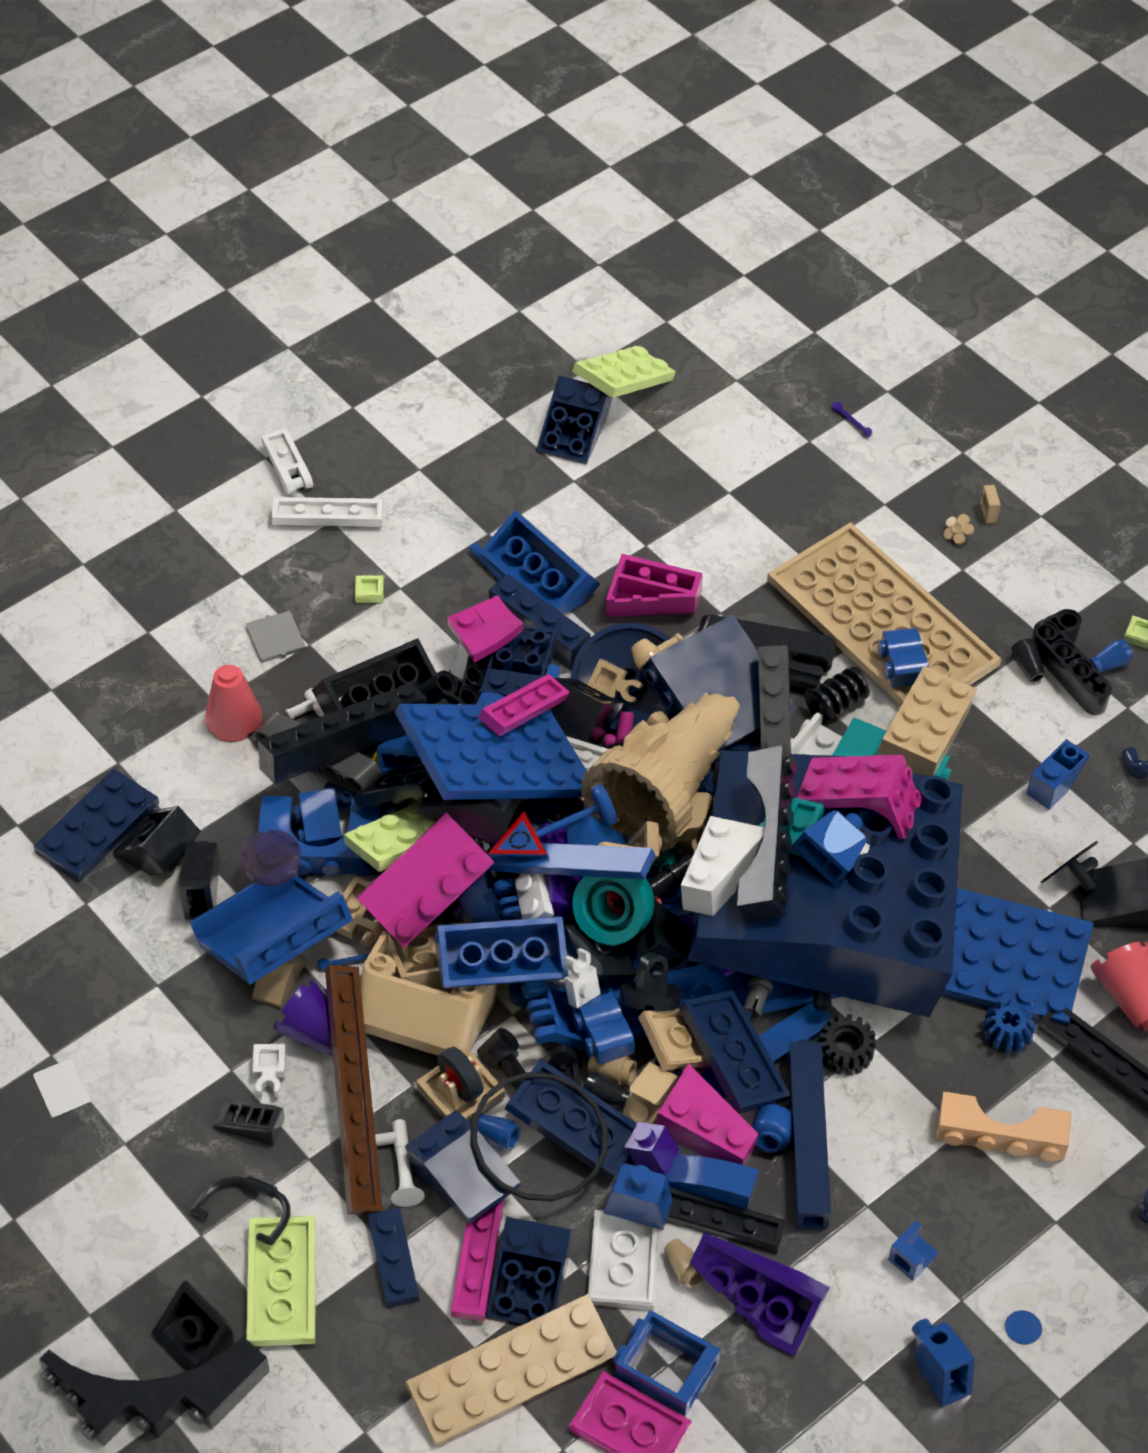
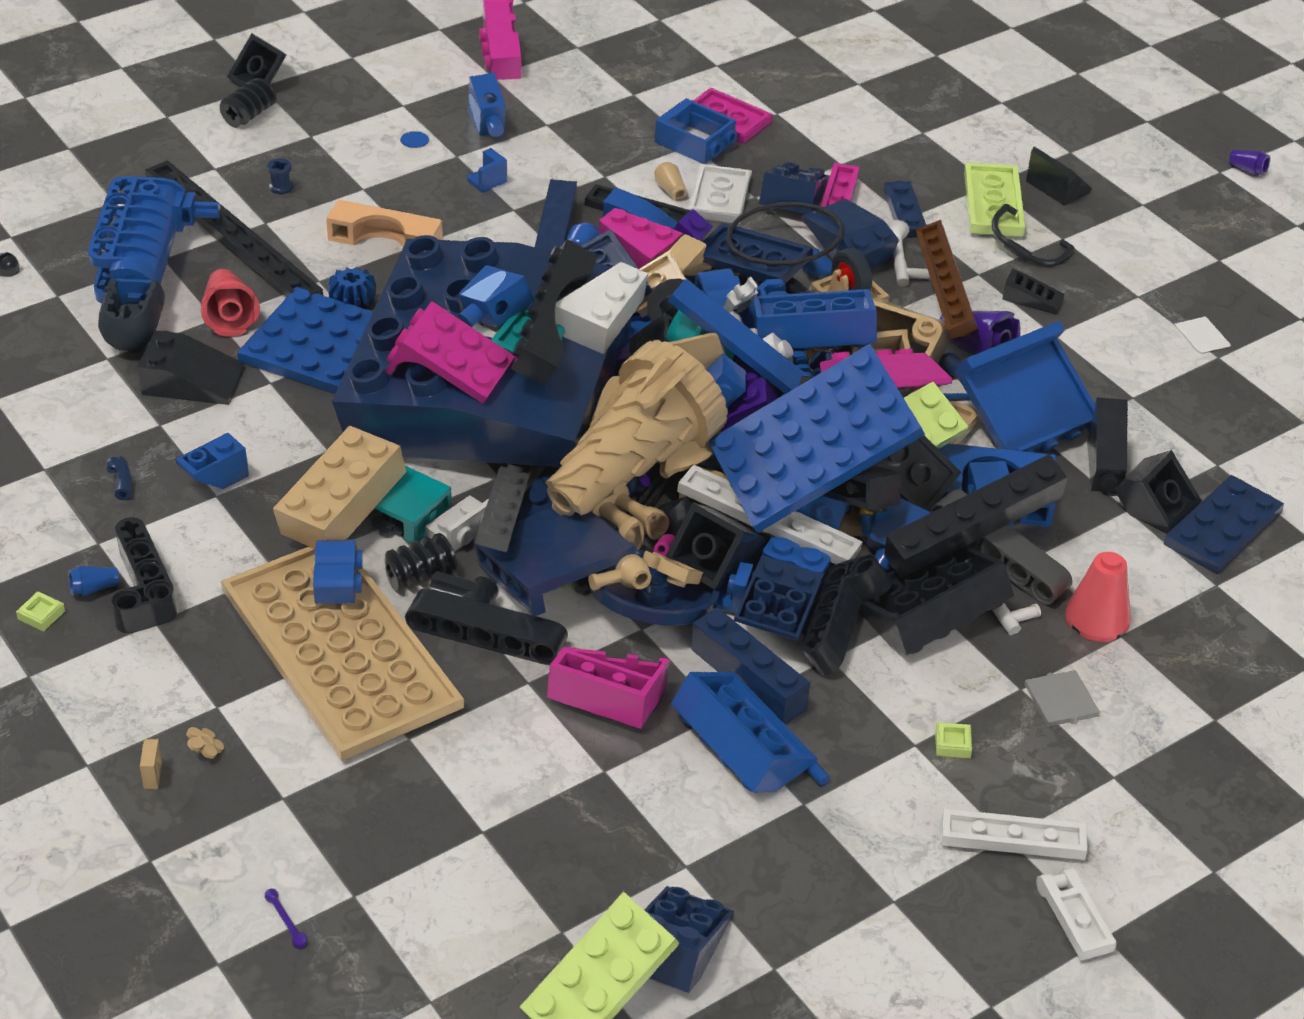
camera: 175 degrees left, 10 degrees down
(155, 1404) = (1081, 144): black arch -> none
(268, 1066) = (1026, 319): white plate -> none
(270, 858) = (1037, 441): clear purple tile -> none
(485, 627) = (816, 621): dark pink plate -> none
(511, 1369) = (812, 140): tan plate -> none
(523, 705) = (782, 477): dark pink plate -> none
(524, 841) = (787, 371): blue piece -> none
(640, 1196) = (707, 193): blue torso -> none
(767, 1293) = (603, 149): dark purple wedge -> none
(1027, 657) = (189, 586): black cone -> none
(1079, 870) = (233, 388): black shield -> none

